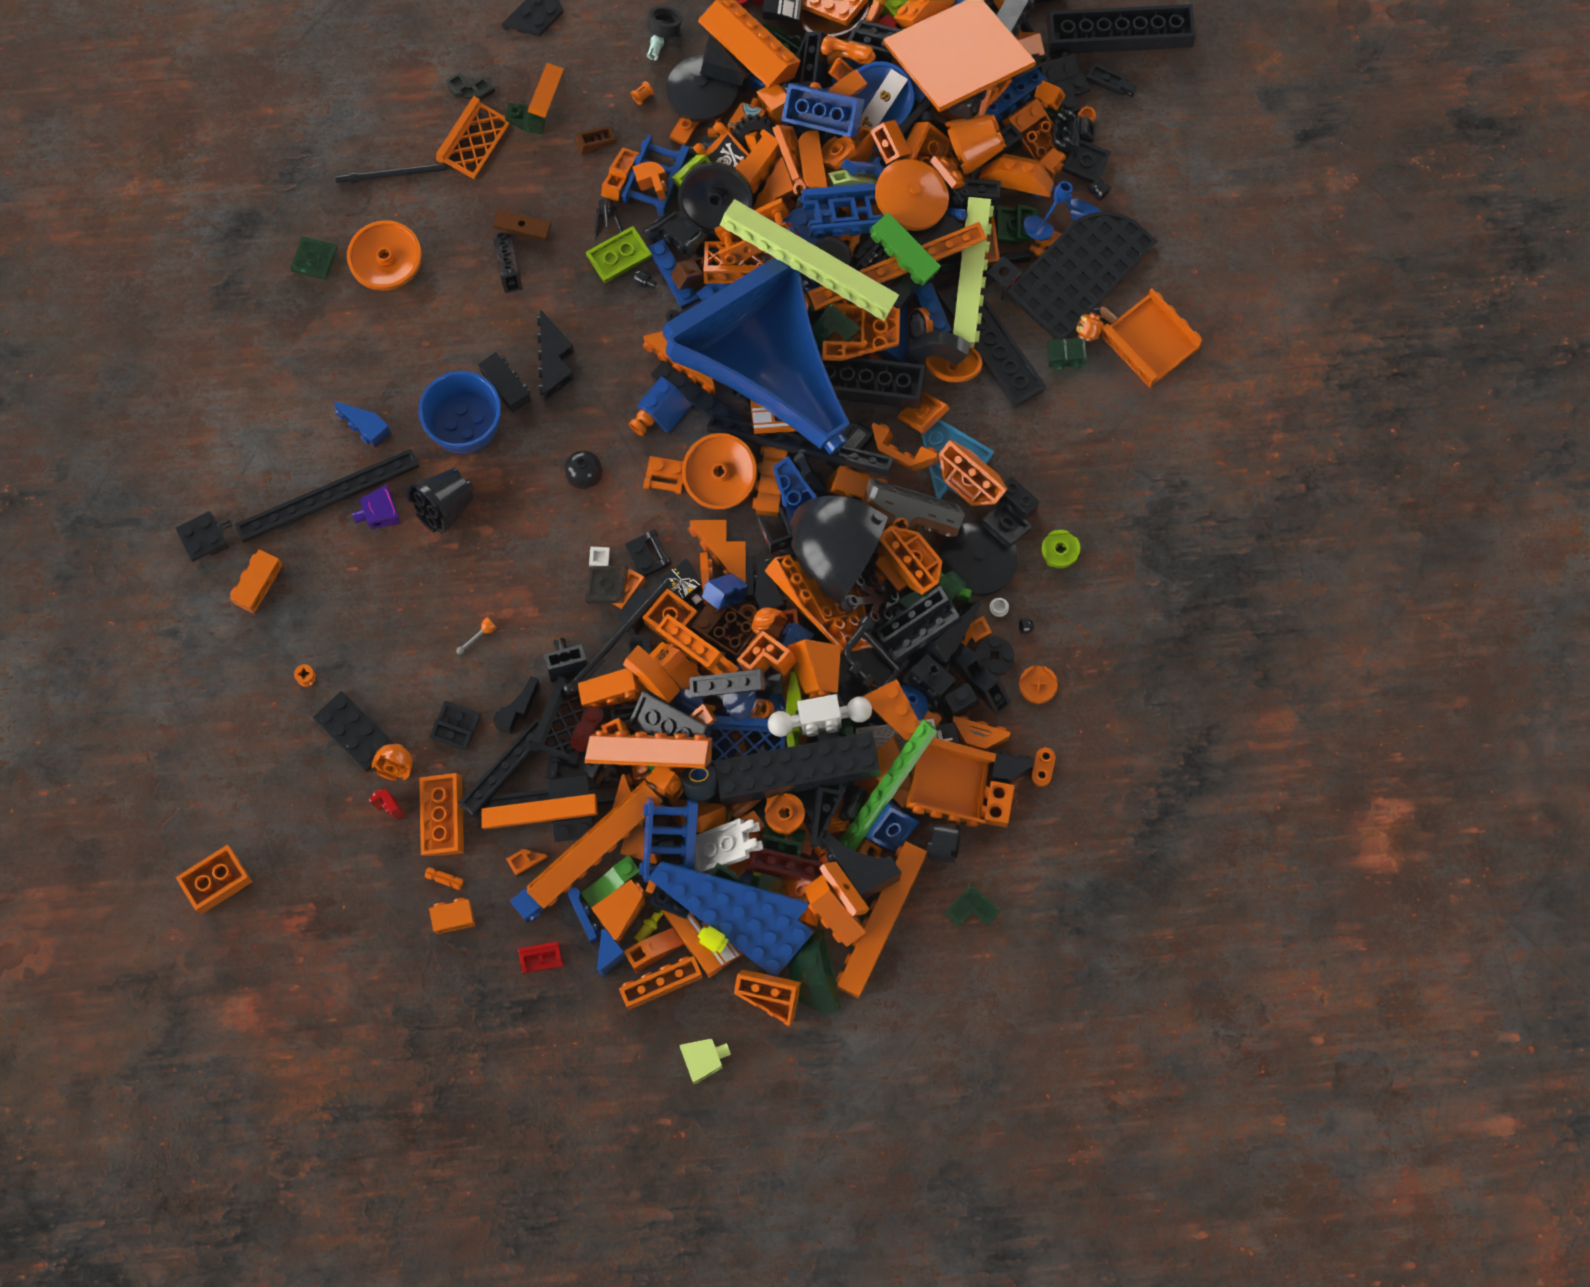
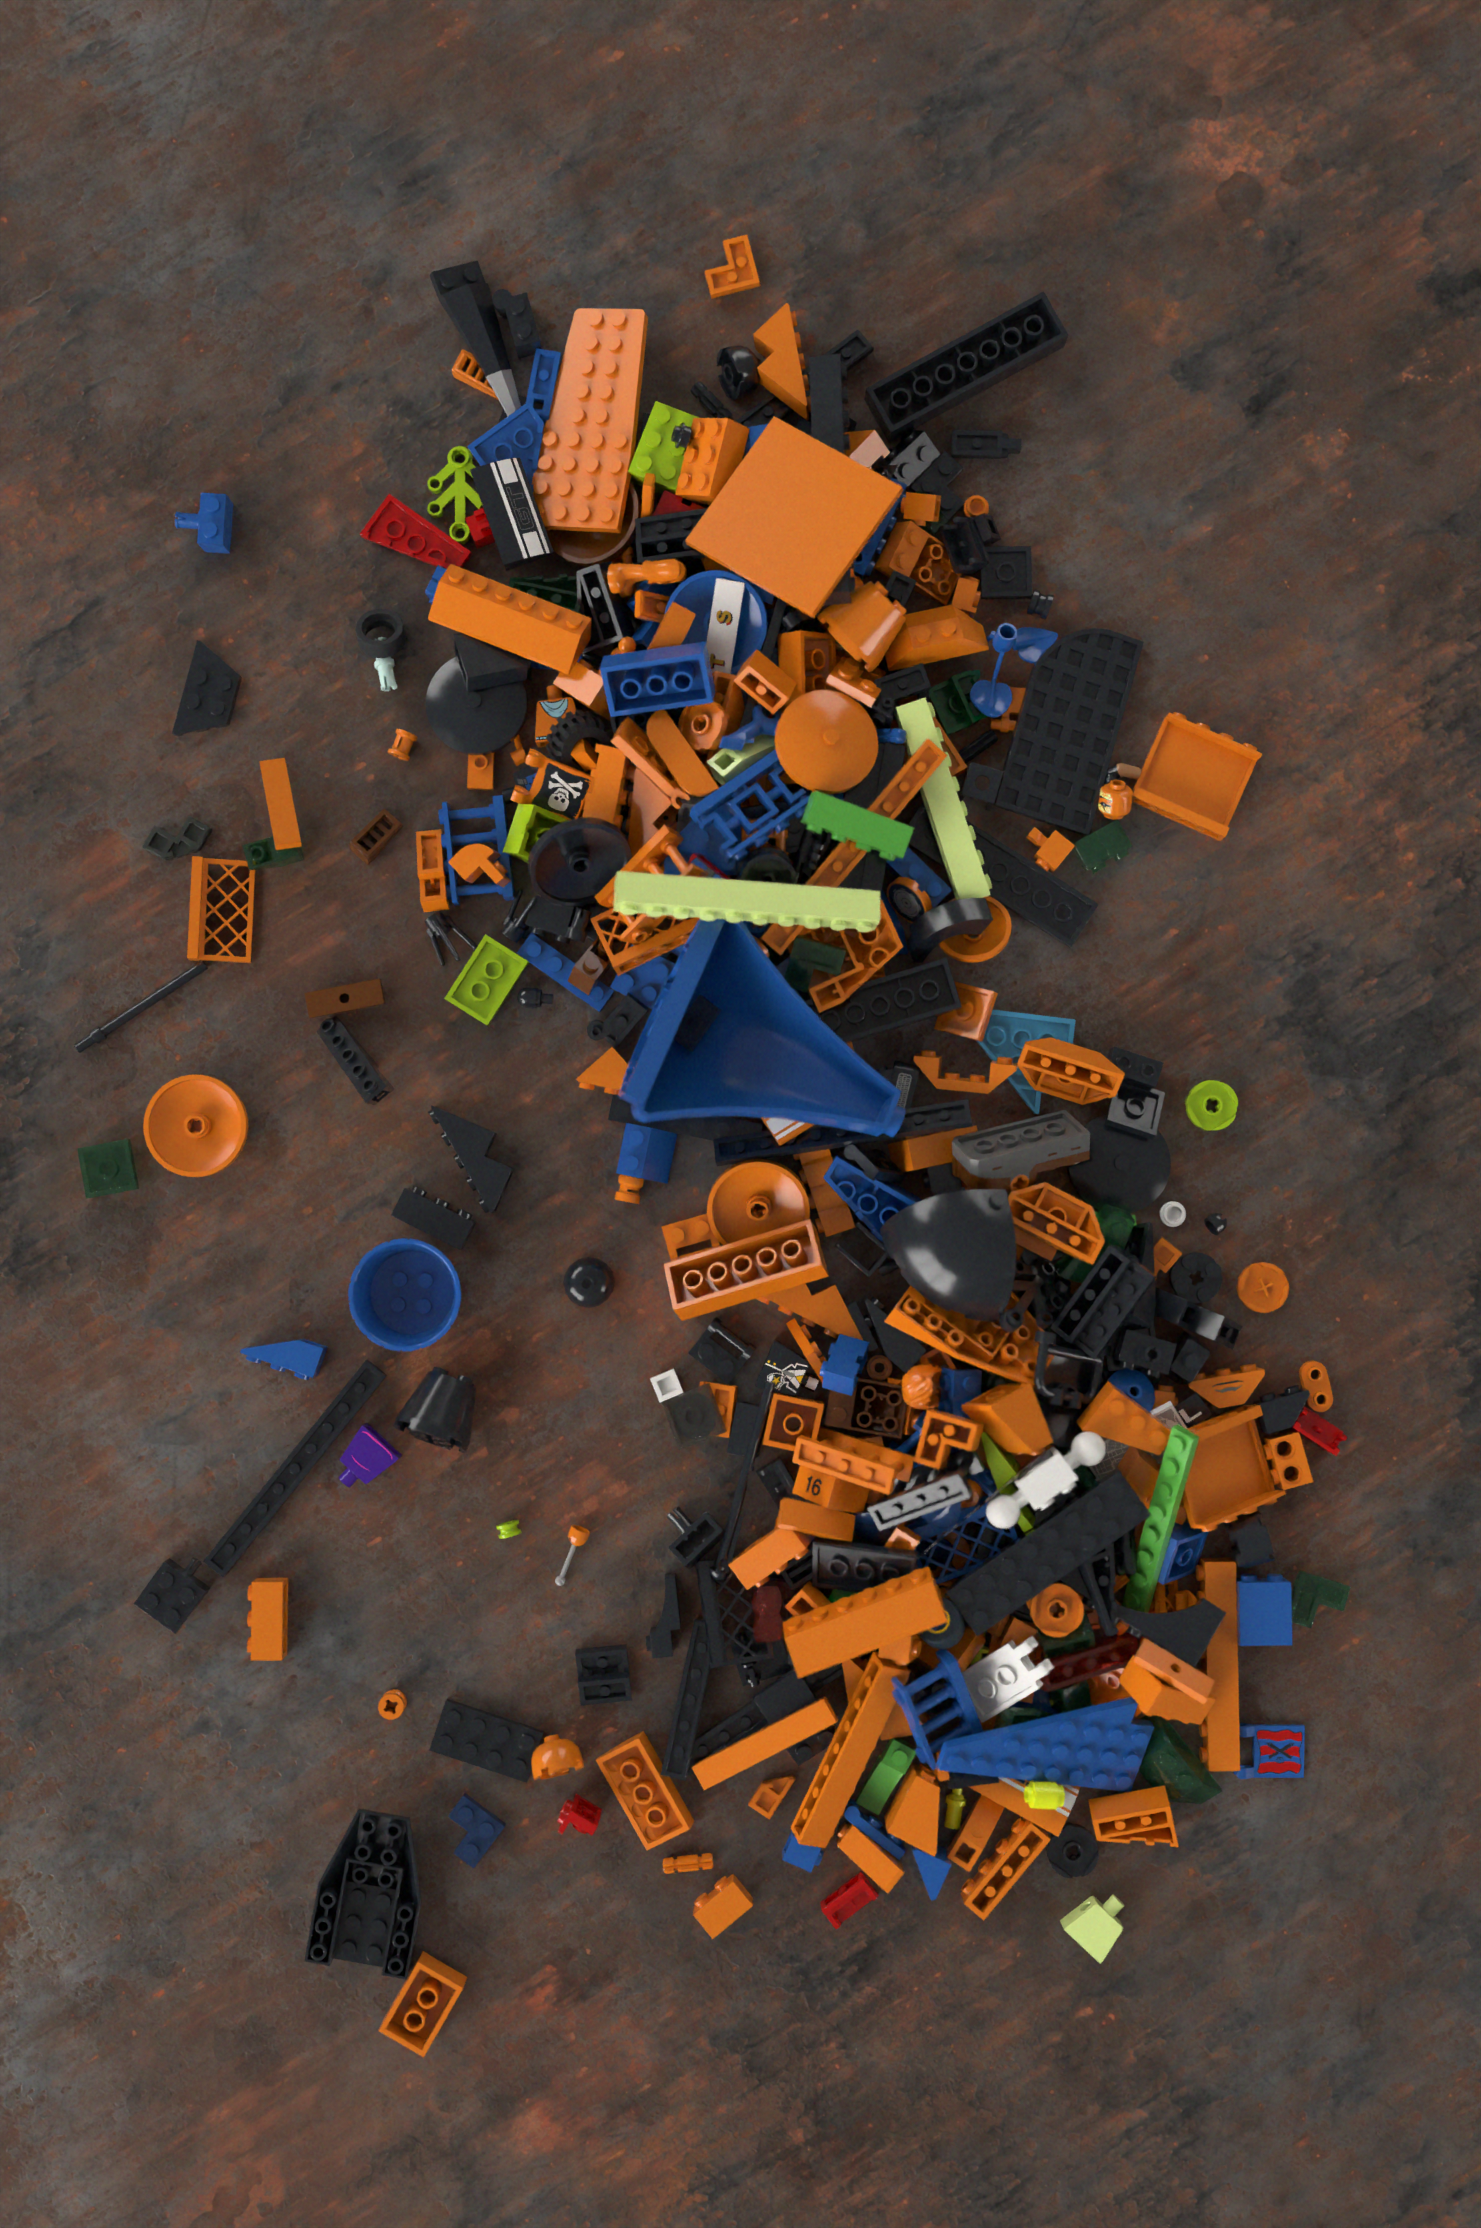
camera: 30 degrees left, 15 degrees up
(218, 790) = (369, 1897): none -> black wedge
(318, 786) = (481, 1826): none -> dark blue plate
(444, 599) = (508, 1529): none -> lime bush
(571, 928) = (869, 1856): none -> orange slope
(690, 501) = (745, 1270): none -> orange brick
(711, 1011) = (1074, 1865): none -> black plate
(739, 334) = (696, 1023): none -> black plate
(750, 719) = (978, 1507): none -> black sticker
(892, 1003) = (1276, 1751): none -> flag
(929, 894) = (1264, 1610): none -> blue brick
(1028, 795) = (1319, 1431): none -> red hinge
(1031, 340) = (1052, 849): none -> orange brick

